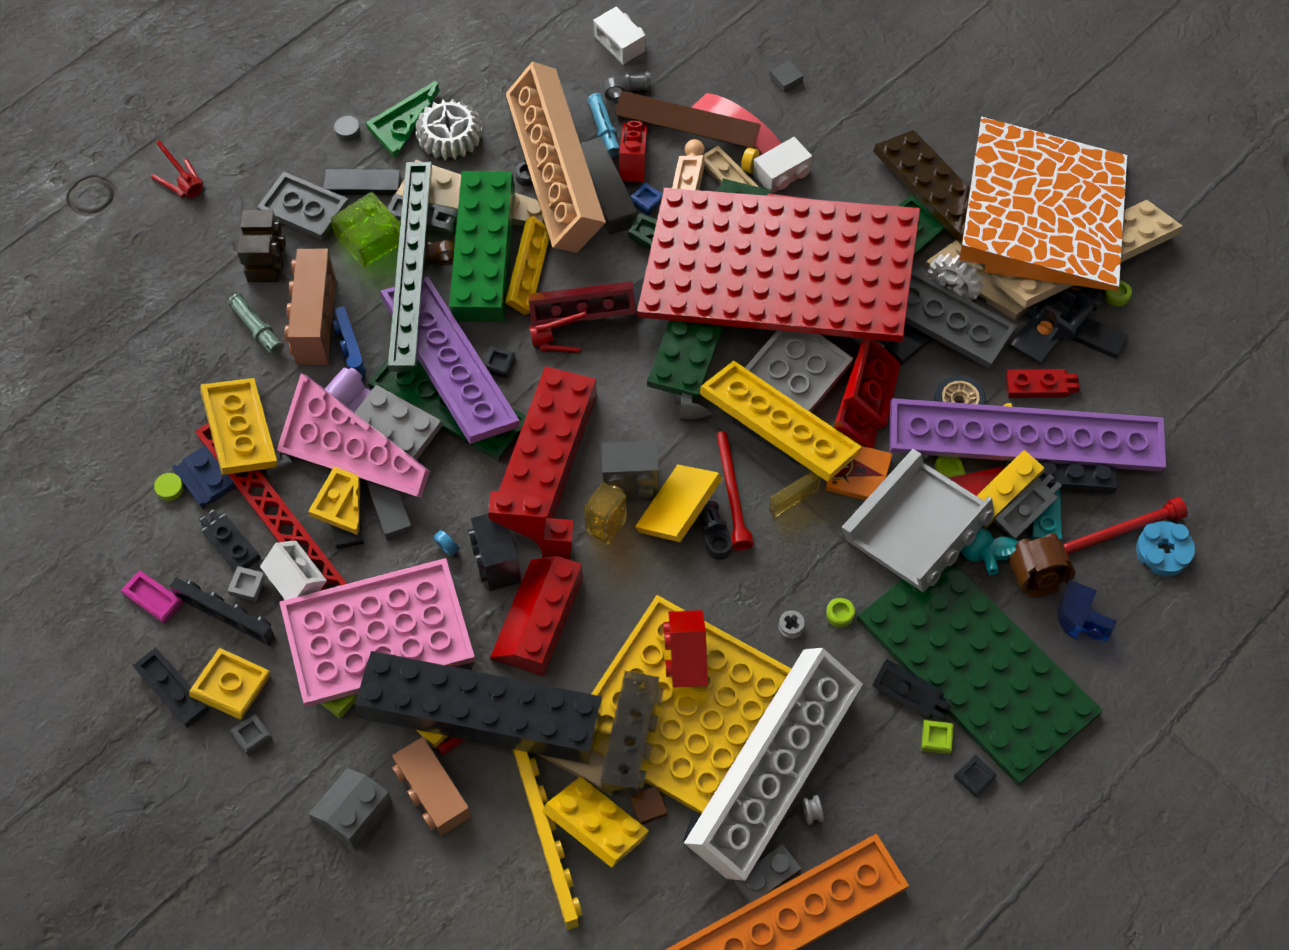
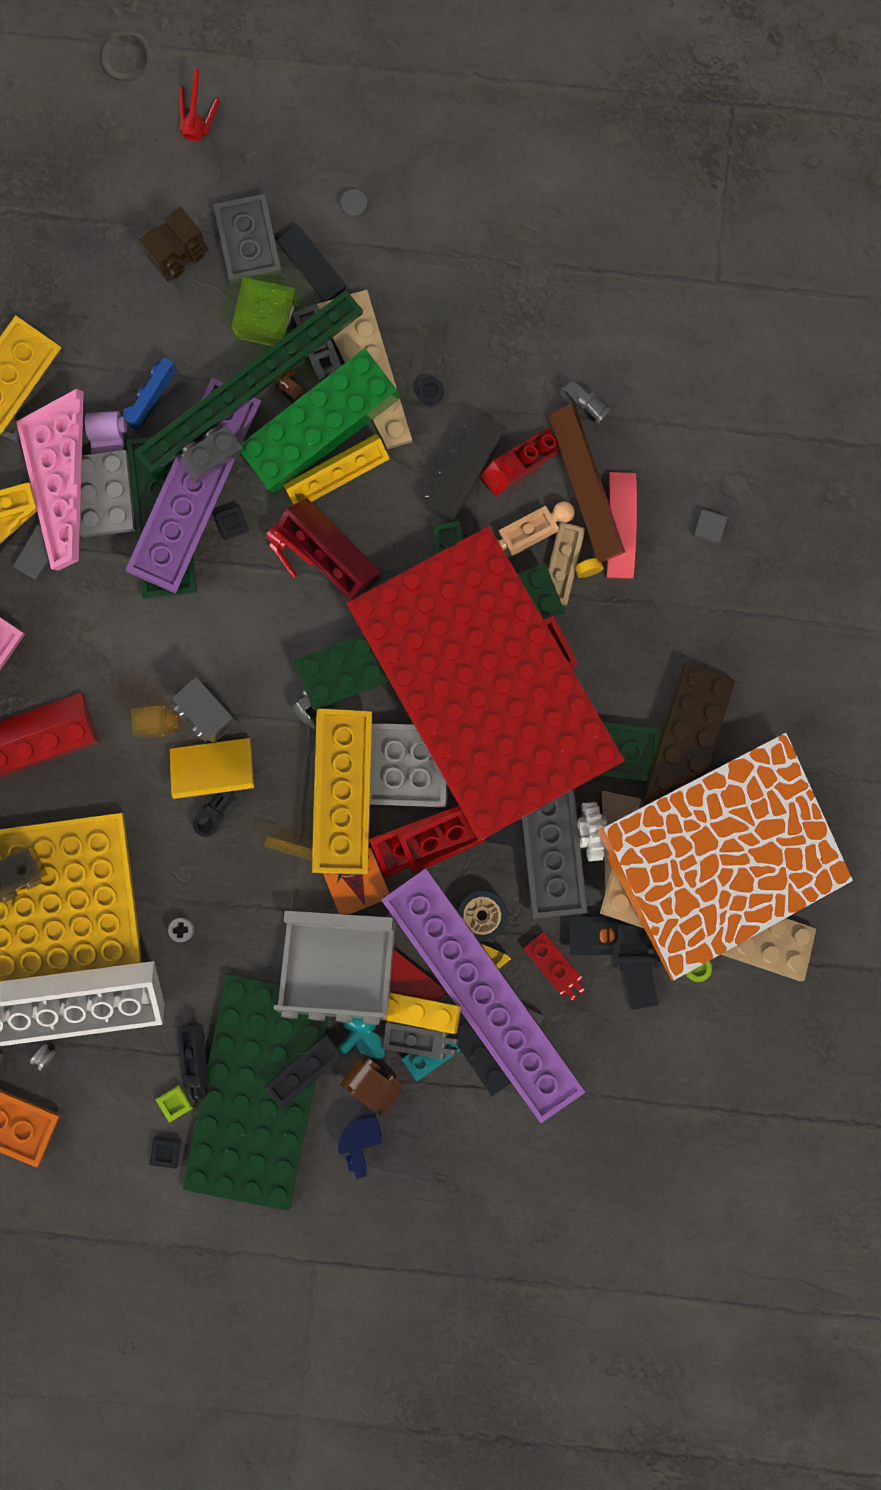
camera: 45 degrees right, 25 degrees up
(261, 331) = (107, 313): sand green pin -> none
(311, 307) = (151, 336): nougat brick -> none
(397, 123) = (393, 241): green wing -> none
(434, 134) = (402, 275): white gear -> none
(438, 322) = (210, 454): none -> dark grey brick
(446, 543) = (41, 619): dark azure tile -> none
(494, 553) = (55, 665): black brick -> none
(528, 517) = (90, 677): red arch -> none
(550, 436) = (179, 627): red brick -> none
(555, 158) = (452, 406): light nougat brick -> none
(604, 124) = (546, 391): medium azure pin -> none
(619, 35) = (635, 350): white brick -> none
(646, 199) = (484, 511): blue tile -> none
(687, 641) = (84, 874): red brick -> none
(741, 536) = (225, 835): red piece -> none
(782, 165) = (605, 600): white brick -> none
(840, 612) = (221, 958): lime tile -> none
(949, 466) = (410, 952): lime tile -> none
(988, 606) = (304, 1070): none -> black tile
(1167, 533) = (488, 1171): dark azure plate -> none
(1173, 509) = (512, 1150): red piece -> none

